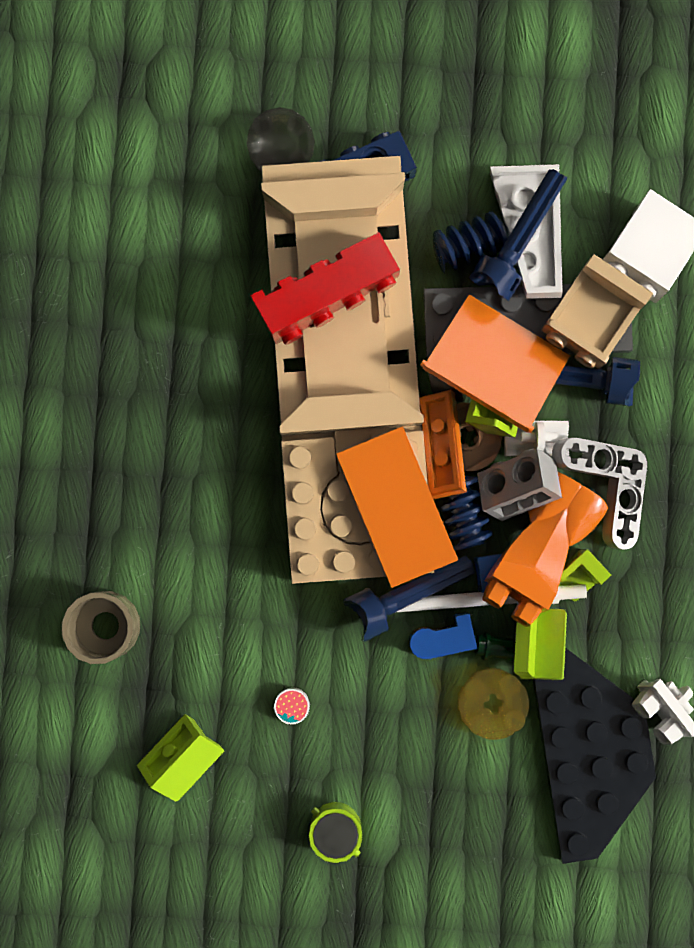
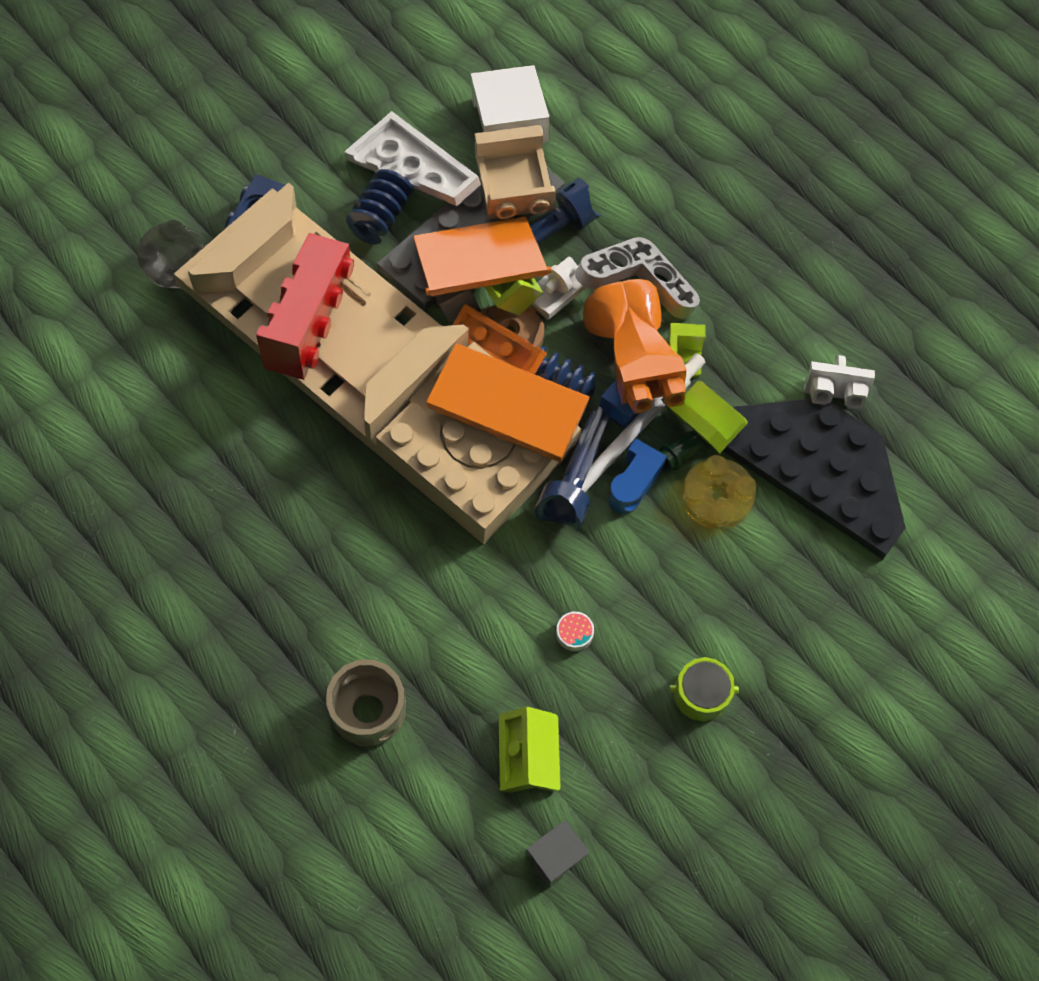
camera: 45 degrees left, 20 degrees down
(128, 844) = (556, 853): none -> dark grey panel
(500, 269) = (419, 200): dark blue piece -> none
(519, 484) = (579, 321): light grey brick -> none

